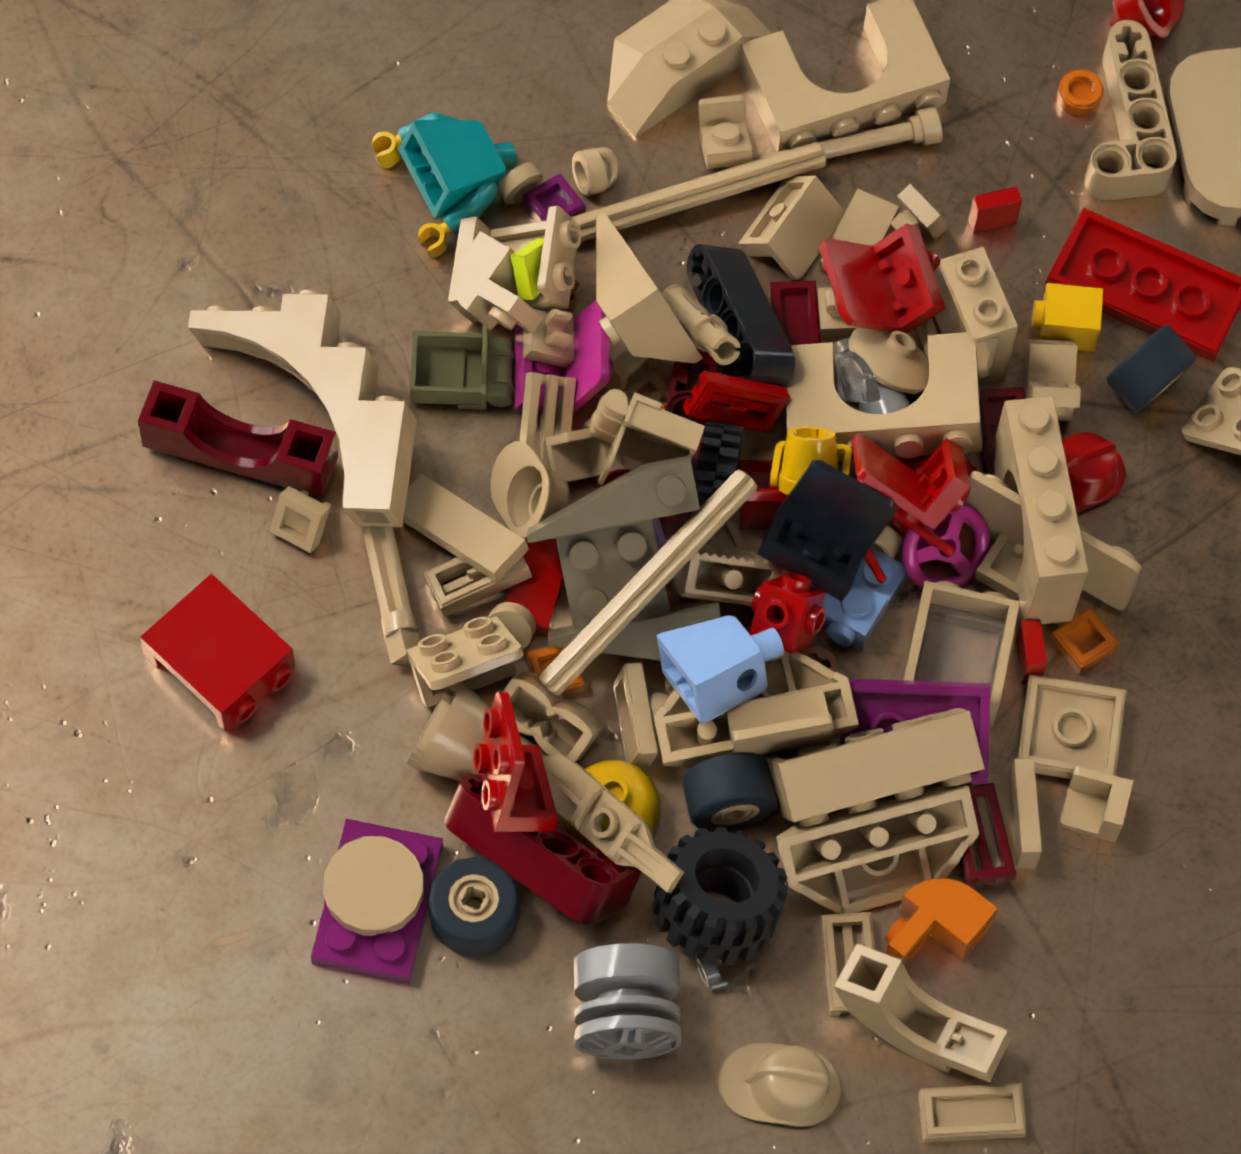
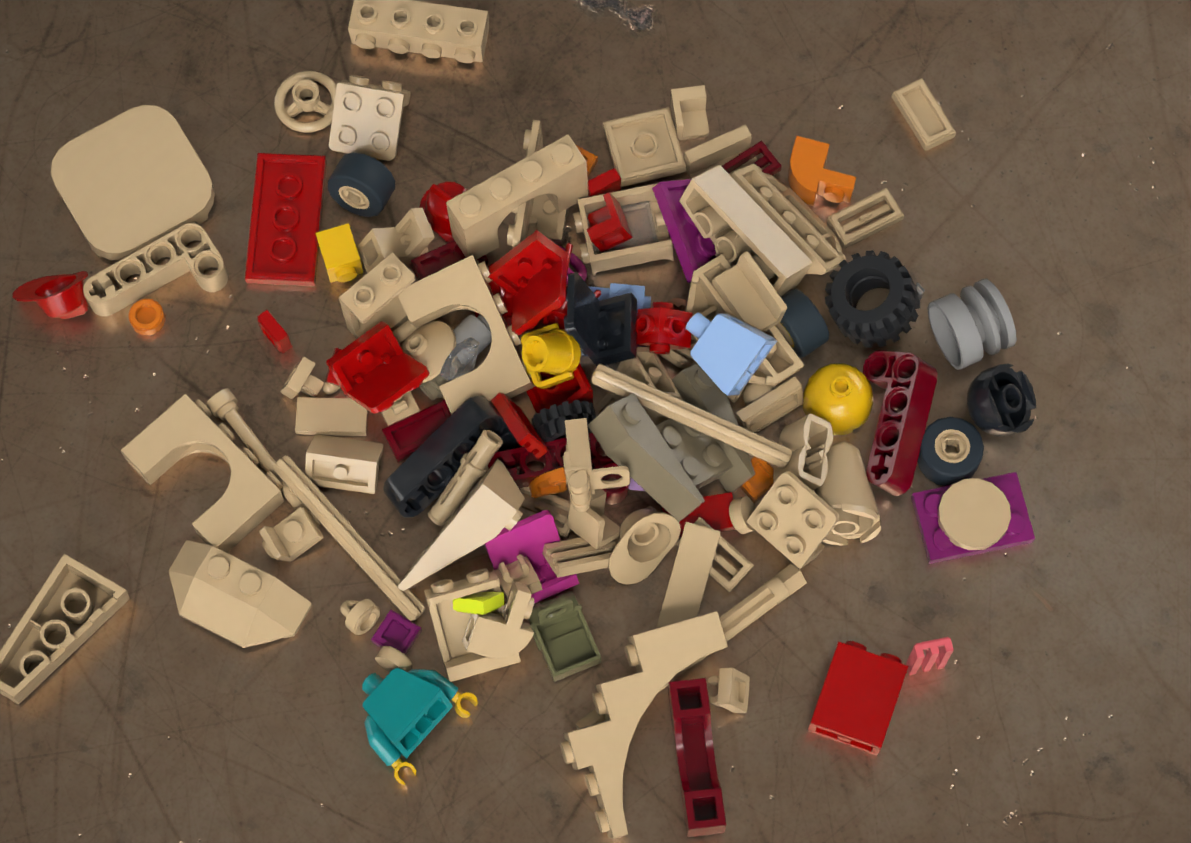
camera: 110 degrees left, 5 degrees up
(222, 742) = (936, 651): none -> coral tile
(503, 991) = (1001, 401): none -> black cylinder
(512, 774) = (875, 439): red bracket -> none
(585, 803) = (857, 395): tan piece -> none
(779, 1084) = (963, 230): tan piece -> none
(897, 1010) = (888, 150): tan arch -> none
(968, 631) = (608, 225): none -> red panel

